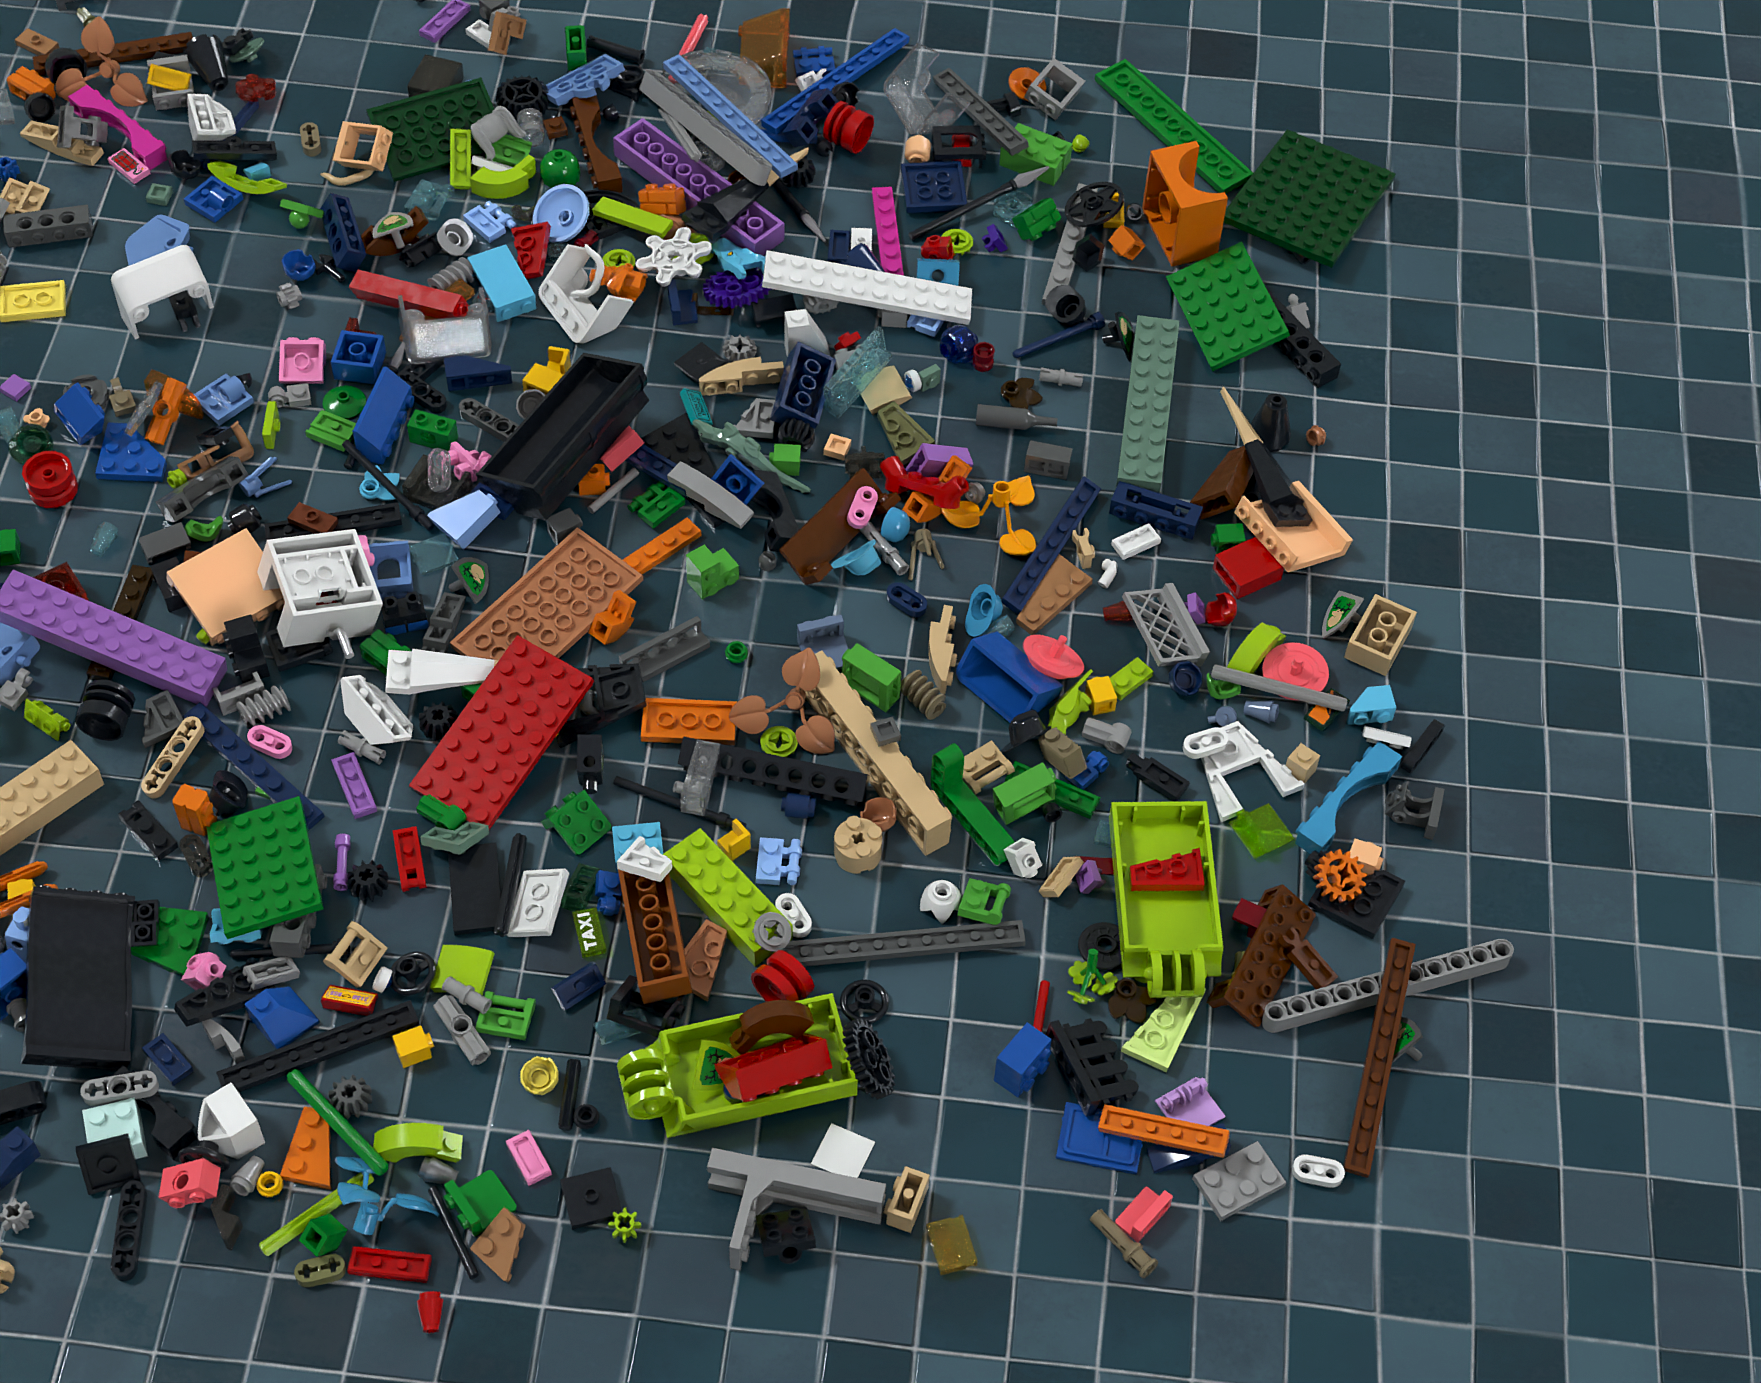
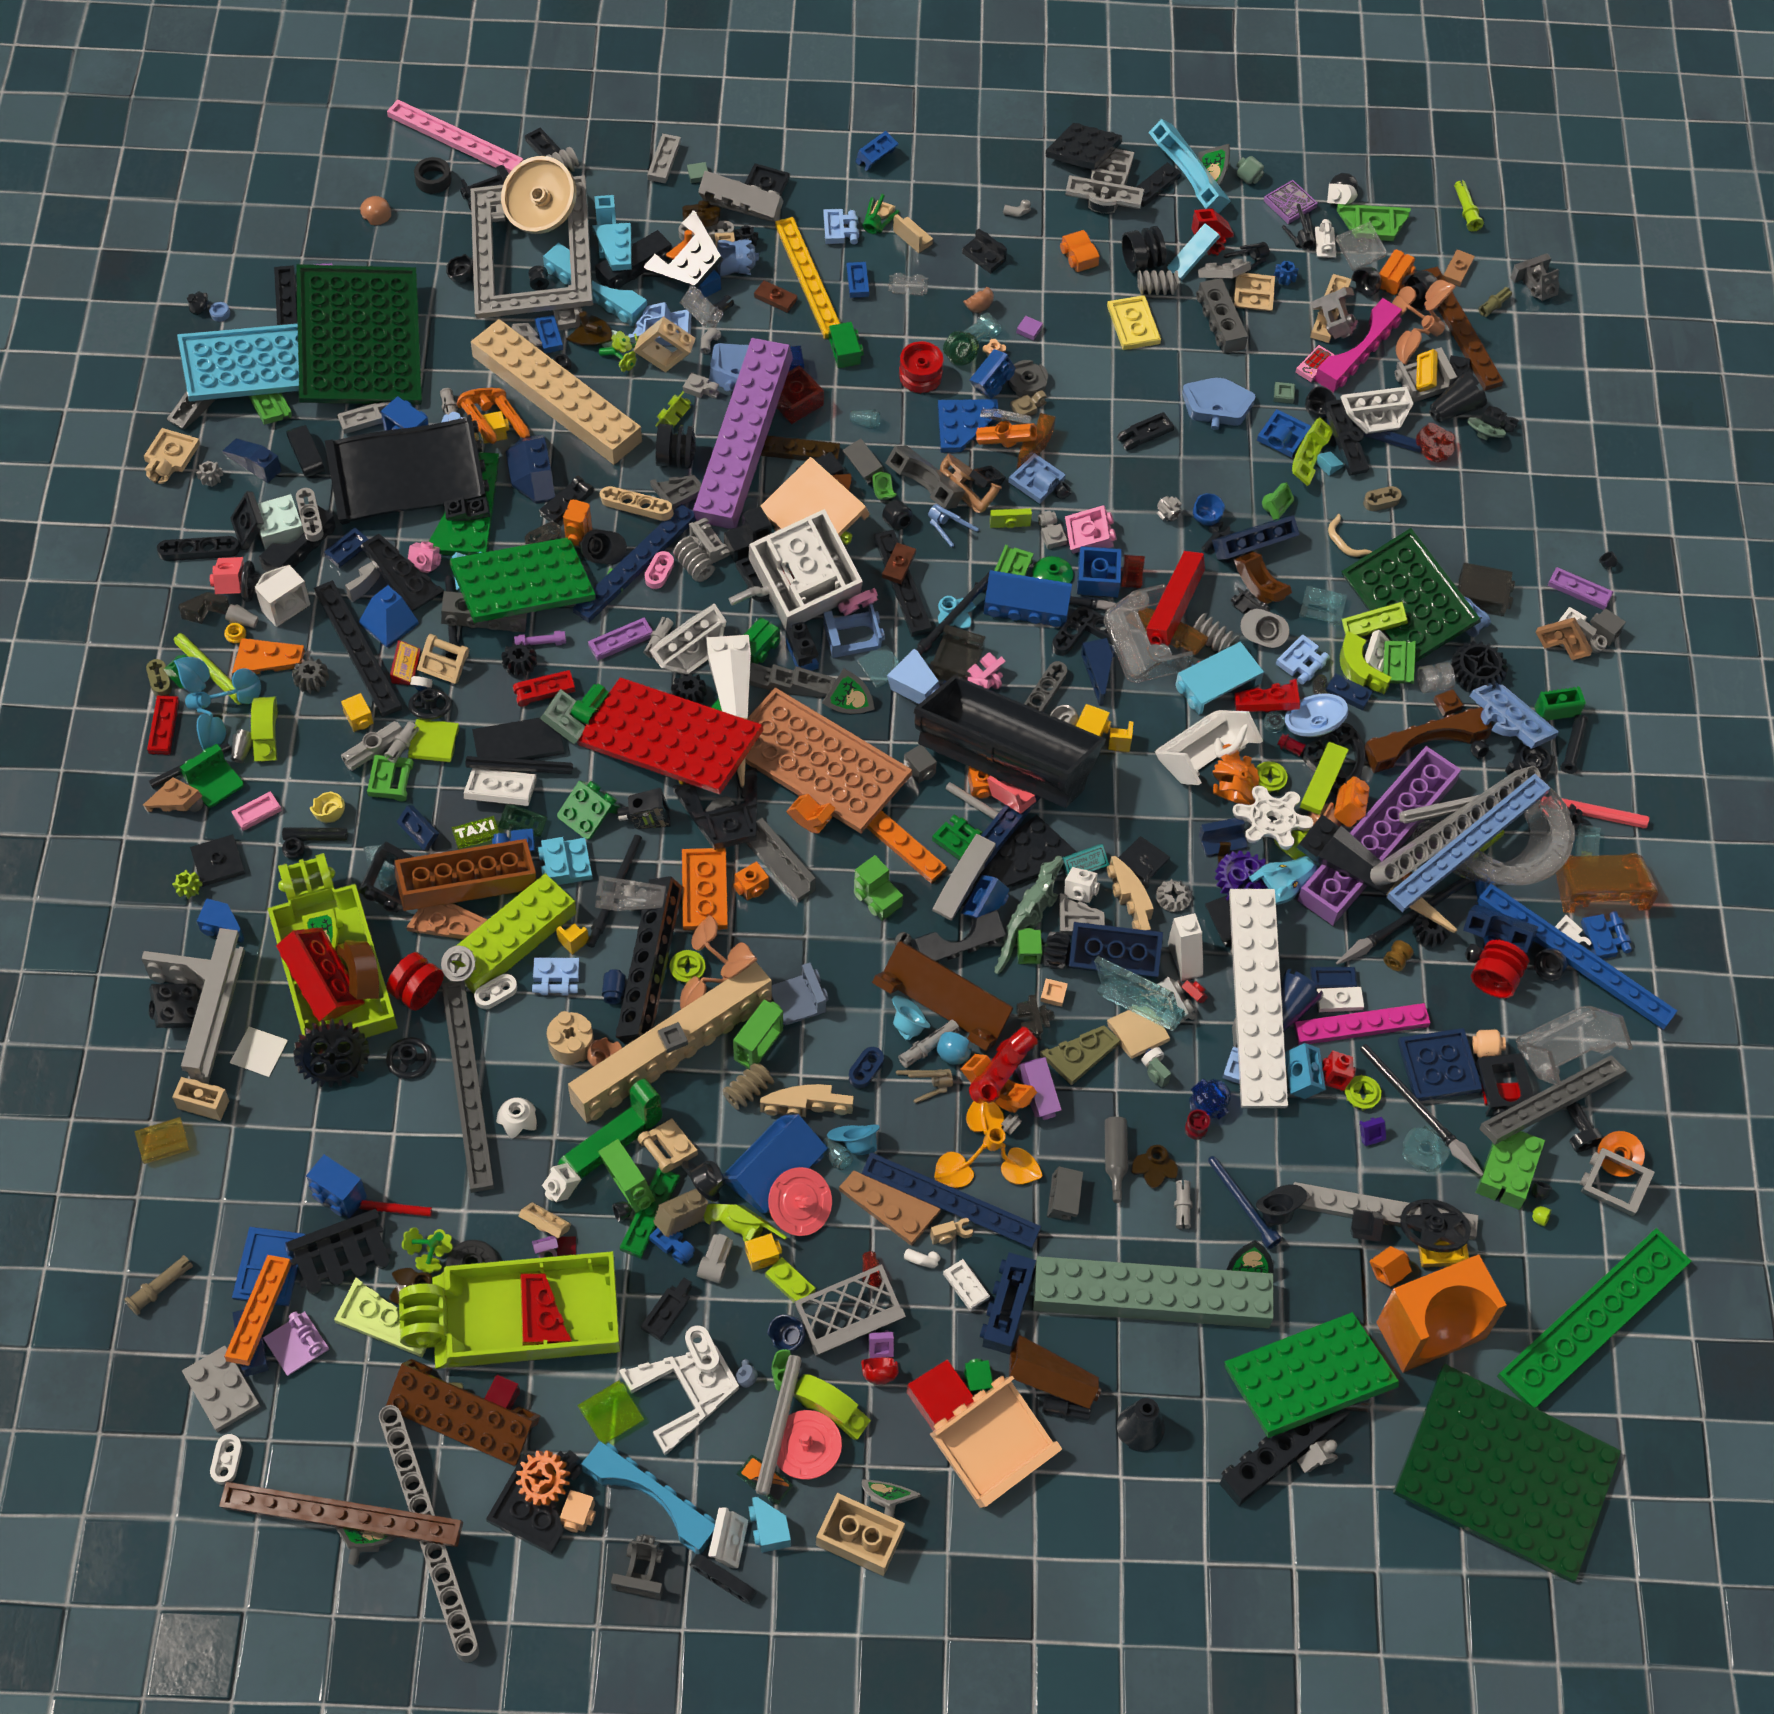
camera: 85 degrees right, 5 degrees up
(92, 859) = (531, 468): none -> dark blue wedge
(156, 280) = (1150, 400): white windscreen -> none
(176, 478) = (937, 458): lime plate -> none
(273, 974) = (419, 606): light grey tile -> none
(337, 1122) = (283, 667): green axle -> none
(350, 135) = (1358, 526): light nougat window -> none
(392, 224) = (1260, 570): shield -> none
(430, 1310) = (120, 755): red cone -> none
(432, 430) = (1020, 643): green brick -> none
(439, 472) = (963, 654): clear plate -> none
(493, 127) = (1409, 636): light grey hair -> none
(530, 193) = (1350, 691): none -> dark blue plate
(559, 168) = (1387, 712): green cylinder -> none
(644, 861) = (528, 854): white wing -> none
(676, 1188) = (216, 916): none -> blue slope
(686, 678) = (751, 881): none -> orange brick
(725, 409) = (1081, 885): none -> white brick
(736, 647) = (789, 917): green plate -> none
(823, 197) = (1398, 955): none -> pearl gold wheel
(863, 506) = (966, 1014): bright pink plate -> none
(976, 899) = (516, 1145): bright green plate -> none
(1037, 219) = (1406, 1169): green brick -> none
(1143, 1213) = (189, 1302): coral panel -> none
(1262, 710) = (756, 1415): sand blue cone -> none
(1278, 494) = (1040, 1424): black plate -> none
(1303, 763) = (688, 1449): tan brick -> none
(1308, 960) = (451, 1452): reddish brown plate -> none
(1316, 436) = (1140, 1476): nougat plate -> none

